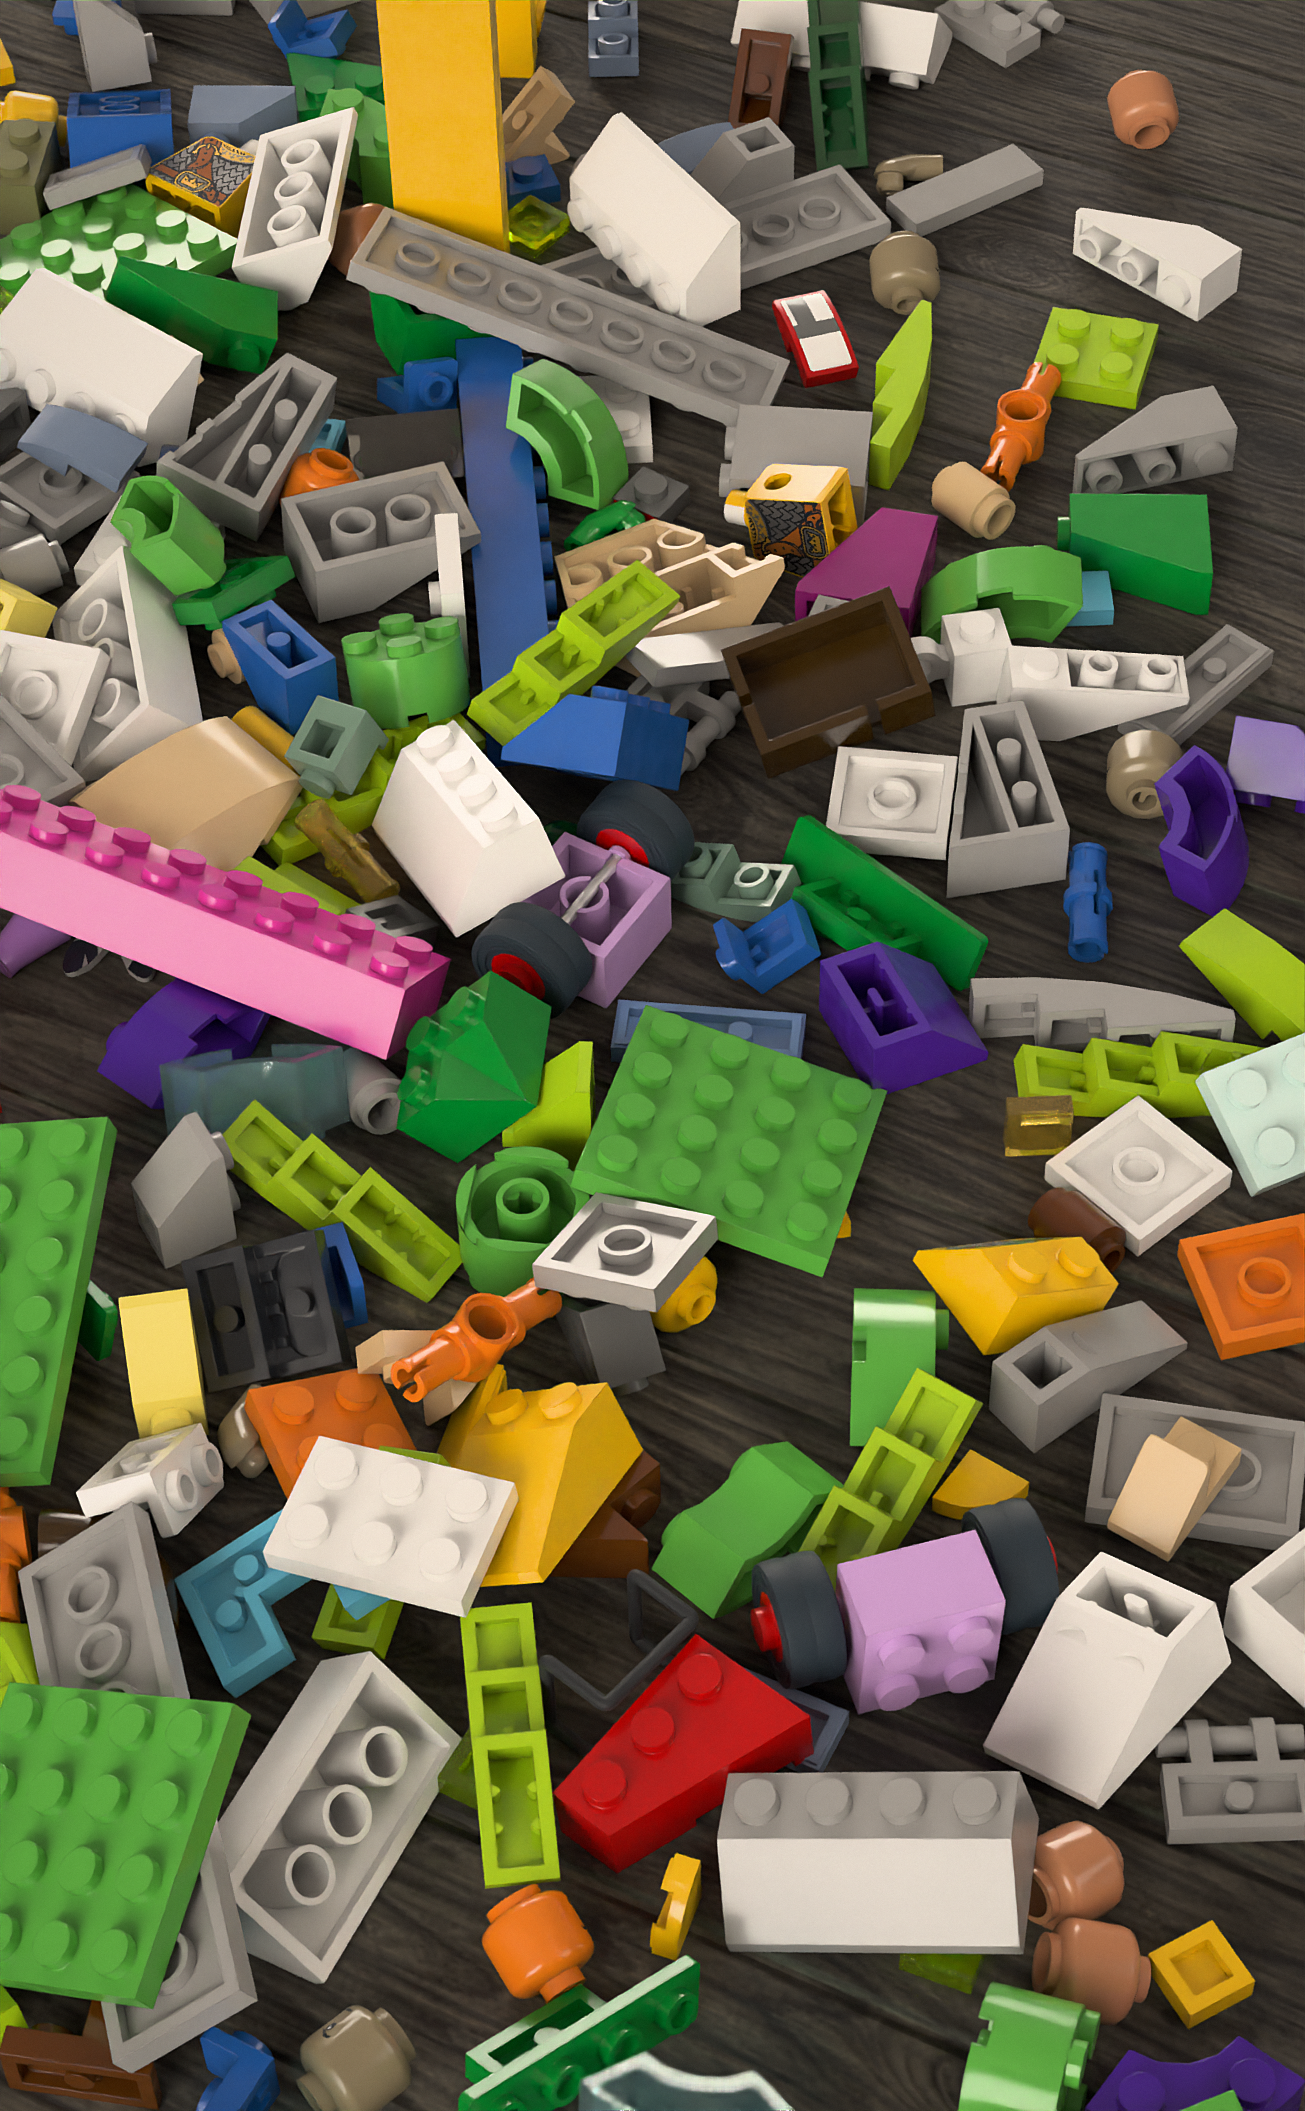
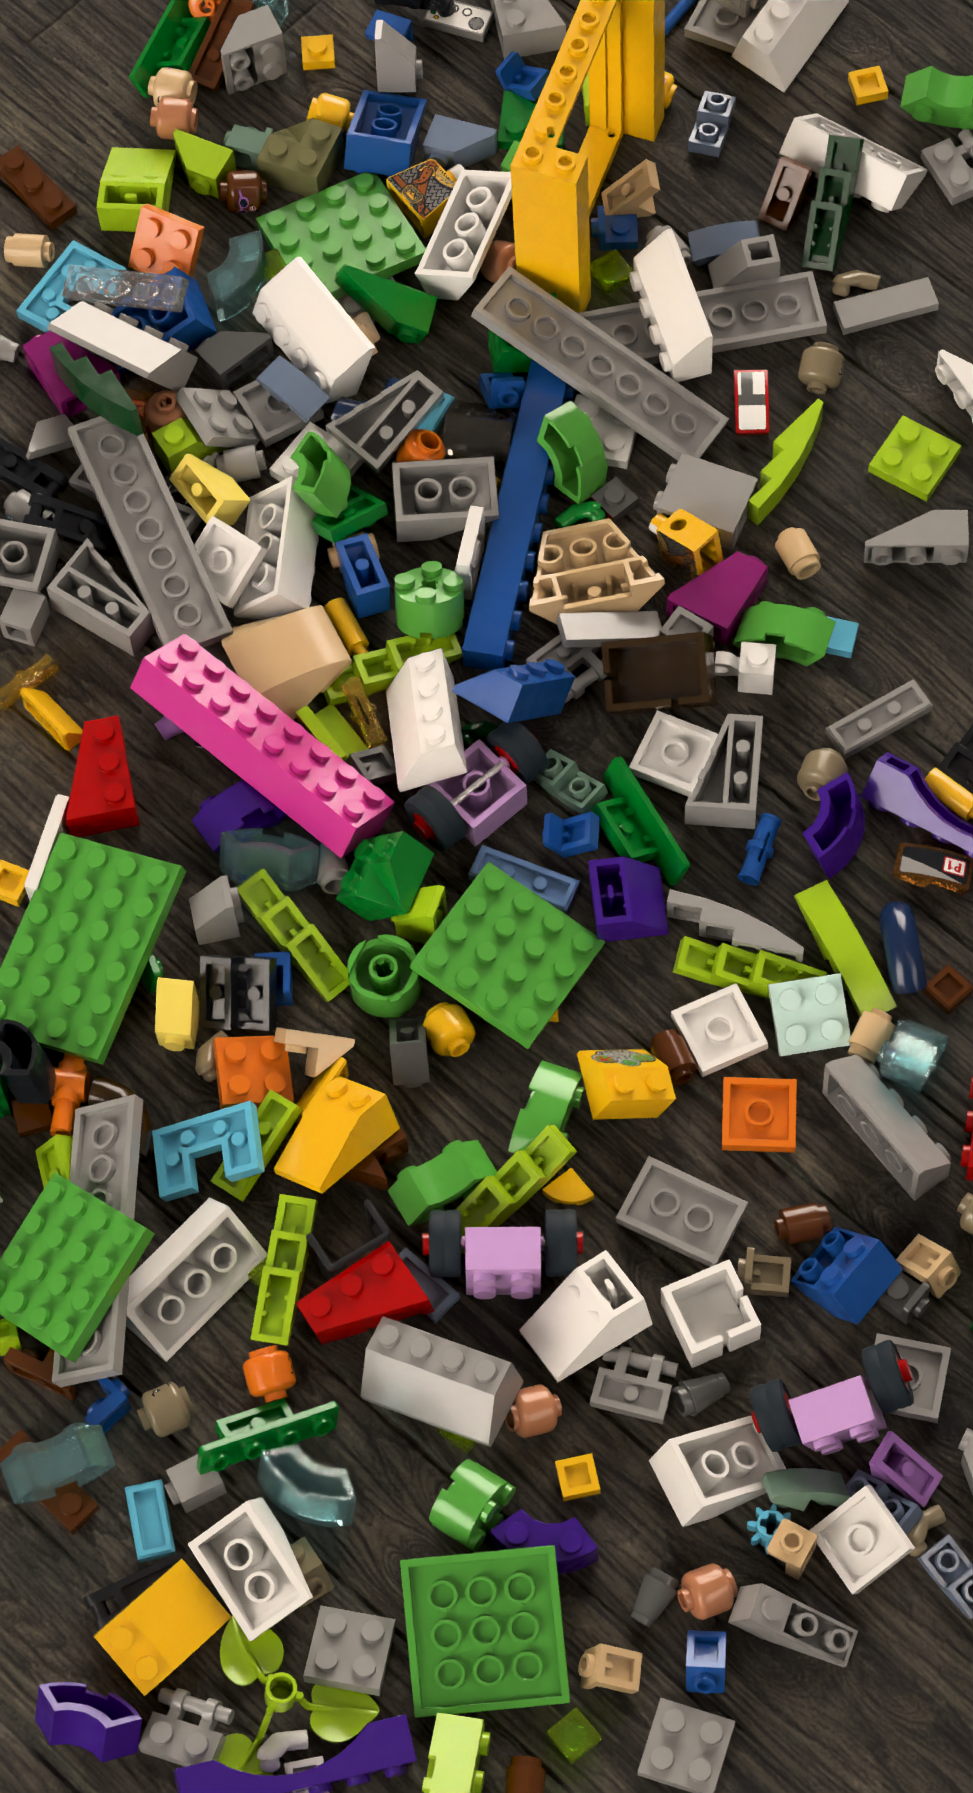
camera: 20 degrees right, 15 degrees up
(97, 176) = (357, 175): light grey tile -> none
(164, 1472) = (158, 1074): white bracket -> none
(334, 747) = (371, 648): sand green brick -> none
(391, 1526) = (257, 1142): white plate -> none
(474, 1339) = (318, 1052): orange pin -> none
(577, 653) = (521, 620): lime slope -> none
(625, 1252) = (422, 1017): light grey plate -> none
(684, 1894) = (347, 1366): yellow tile -> none
(1021, 425) = (841, 516): orange pin -> none
(1037, 1125) = (676, 986): clear yellow tile -> none
(1067, 1366) = (652, 1134): light grey slope -> none
(1089, 690) = (809, 709): white slope -> none
(1092, 1966) = (524, 1461): nougat head -> none
(1146, 542) = (885, 611): green slope -> none
(1172, 1487) = (661, 1221): tan slope -> none

